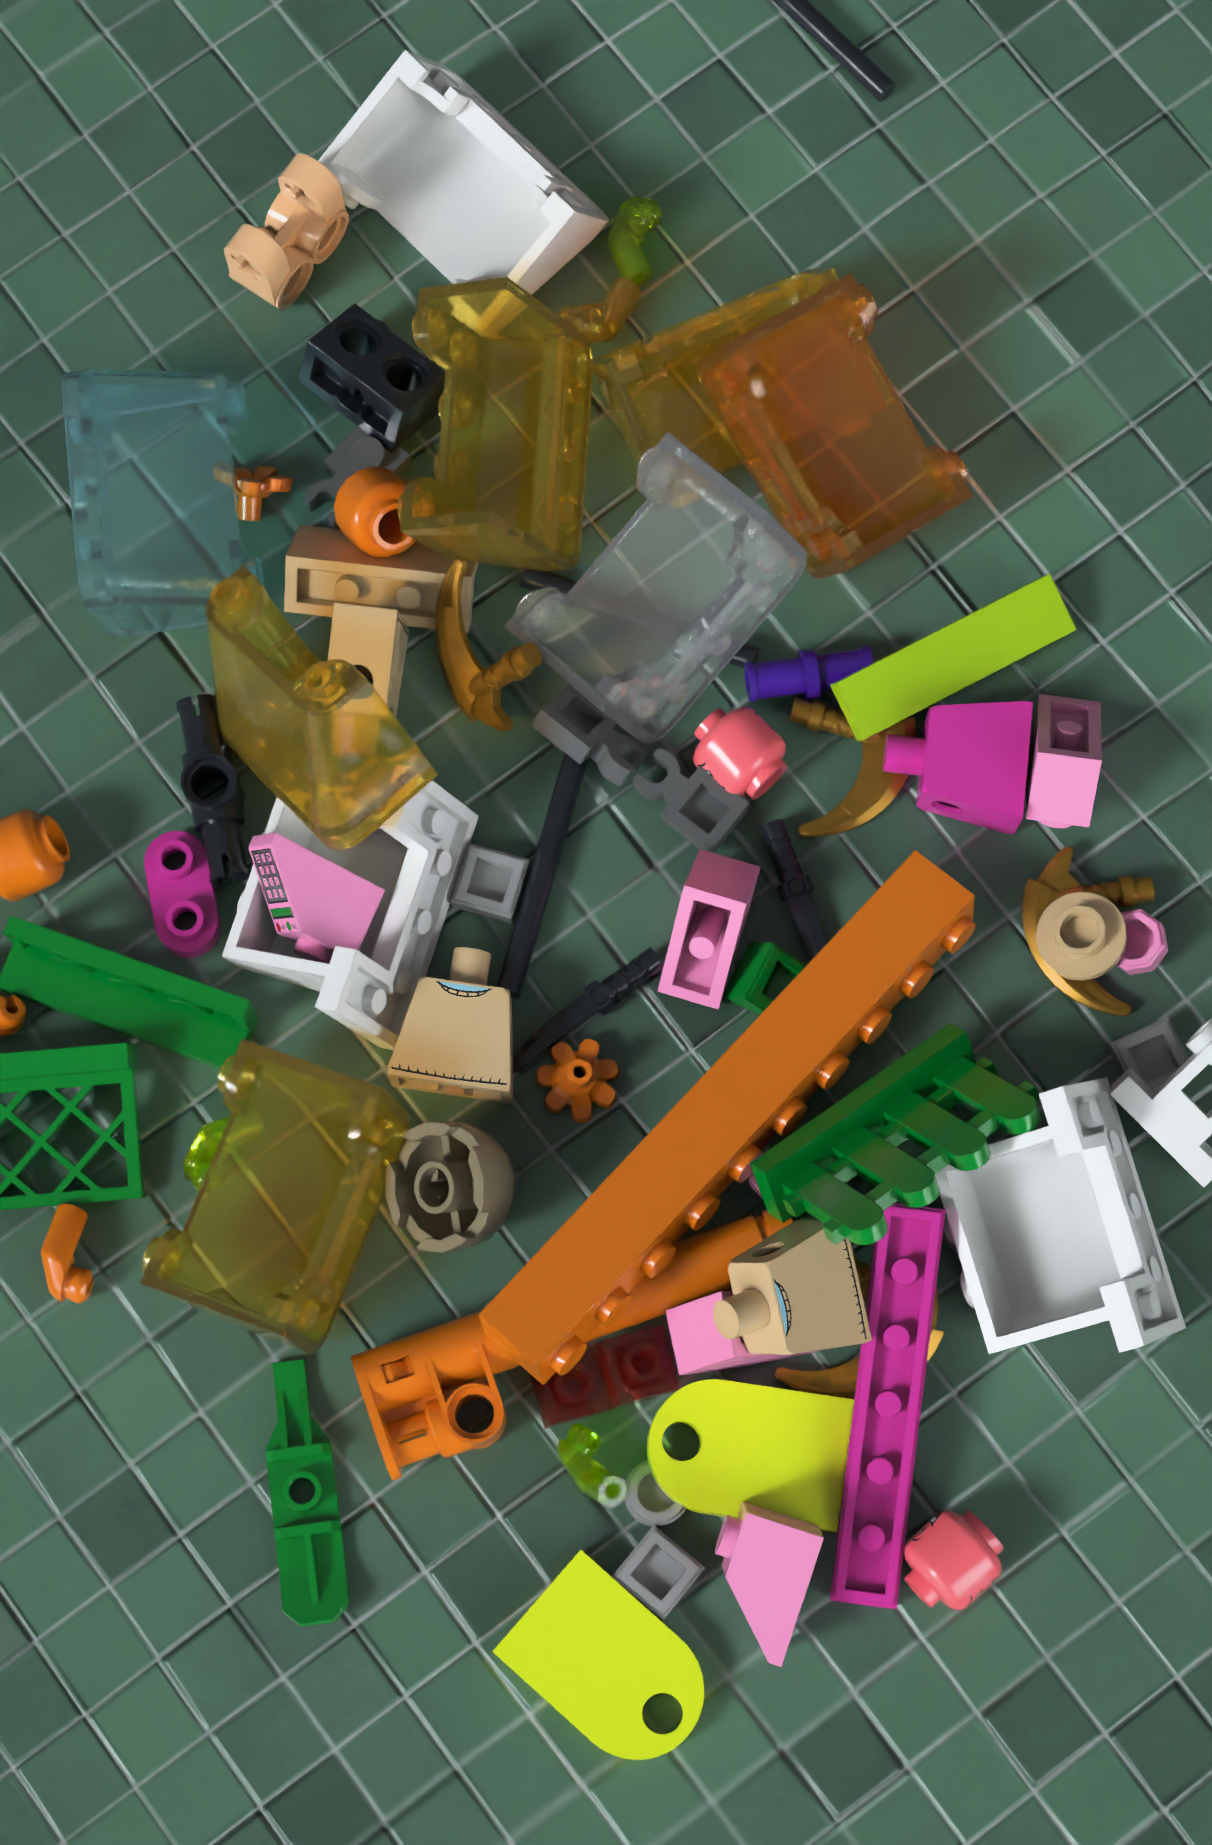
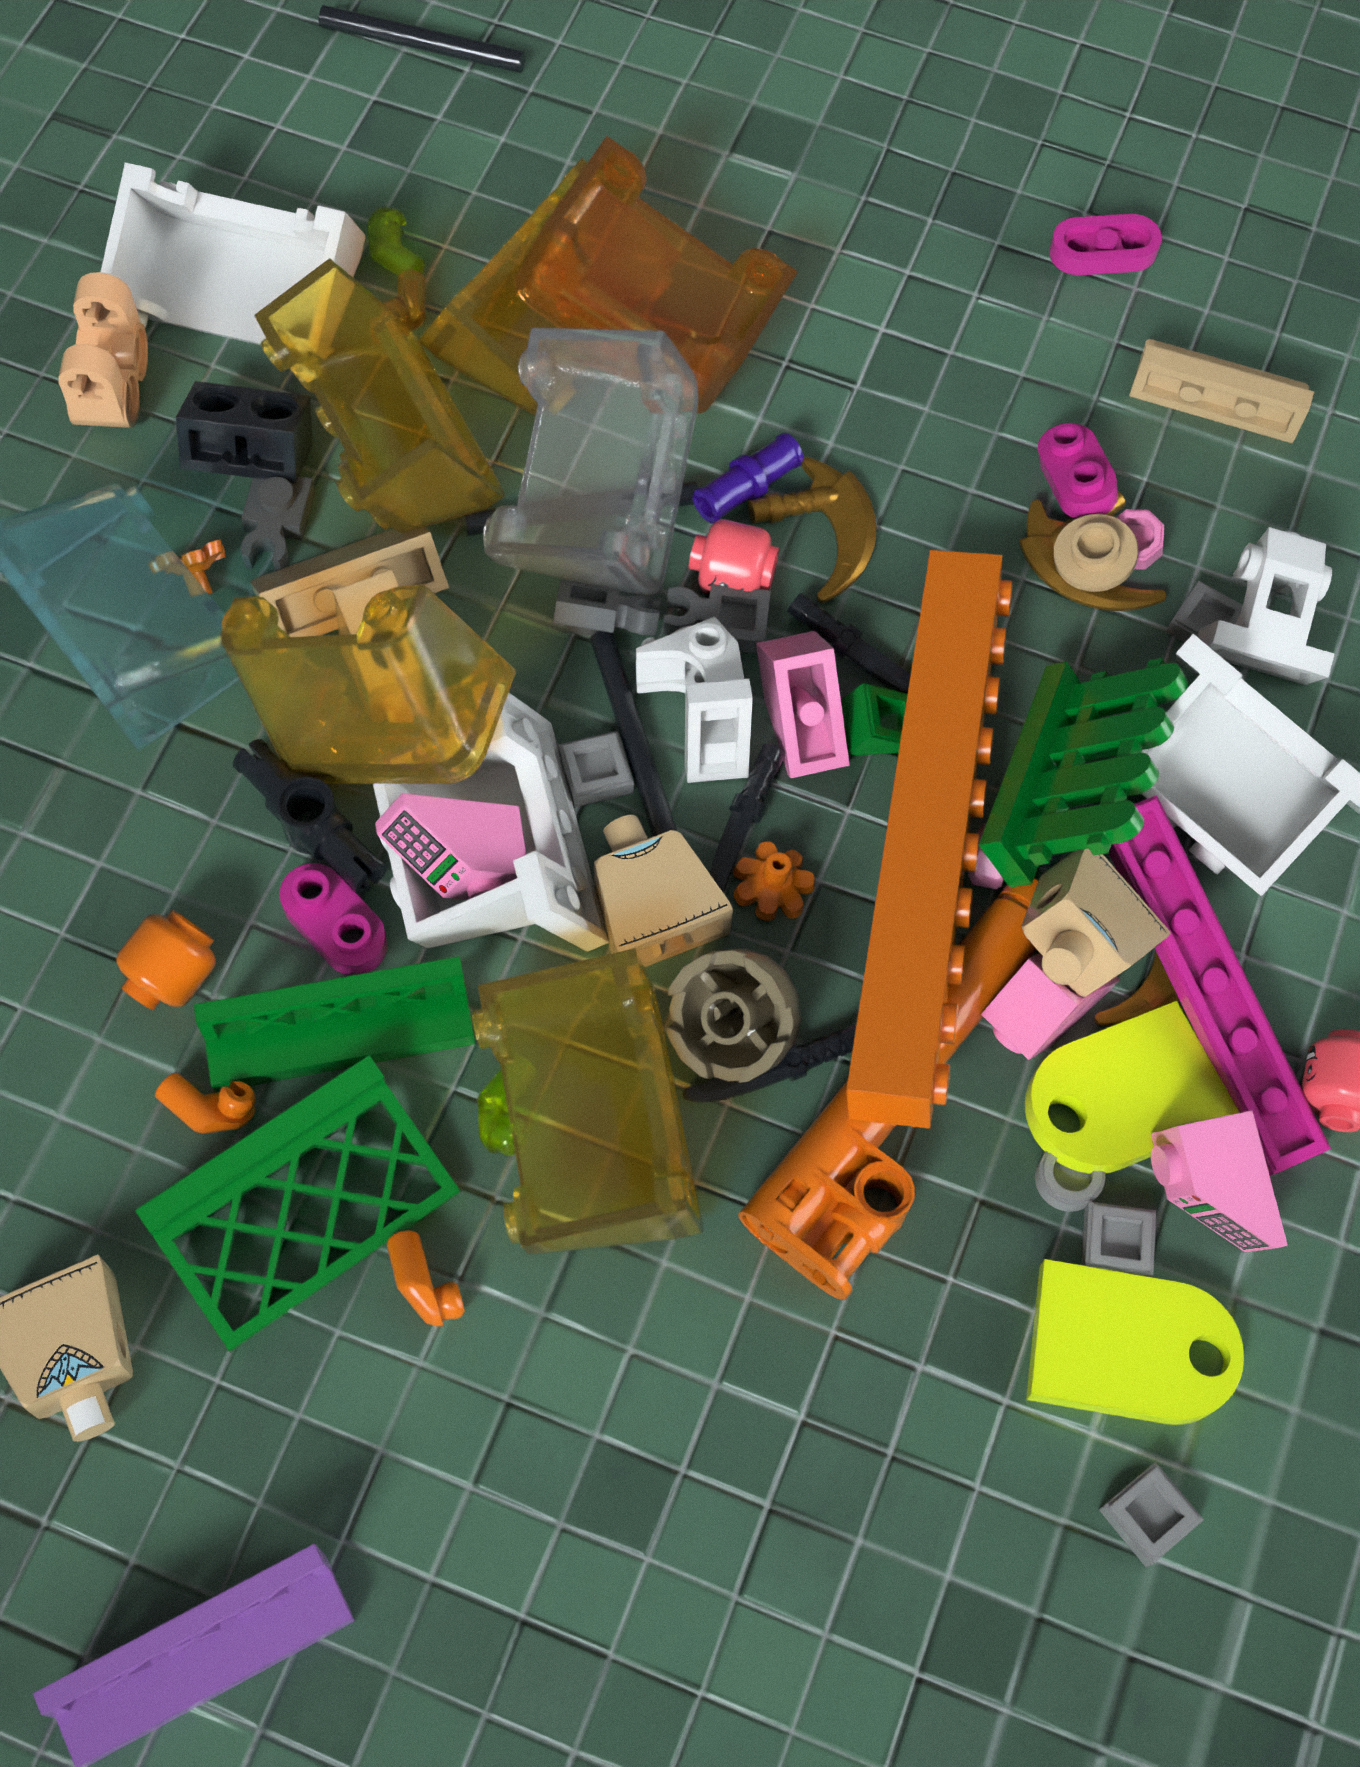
camera: 40 degrees left, 10 degrees down
(308, 1533) = (795, 1397): green piece -> none
(369, 511) = (317, 523): orange head -> none
(471, 685) = (488, 618): pearl gold piece -> none
(484, 1255) = (792, 1066): none -> black piece
(527, 1807) = (1151, 1515): none -> light grey tile
(590, 1476) = (1007, 1193): clear neon green arm -> none
(609, 1378) = (979, 1090): clear red slope -> none
(610, 908) = (707, 668): none -> white tile
(953, 657) = (852, 409): lime tile -> none
(969, 762) = (921, 475): dark pink torso -> none
(1064, 761) = (992, 439): bright pink slope -> none
(1129, 837) = (1077, 470): none -> dark pink plate

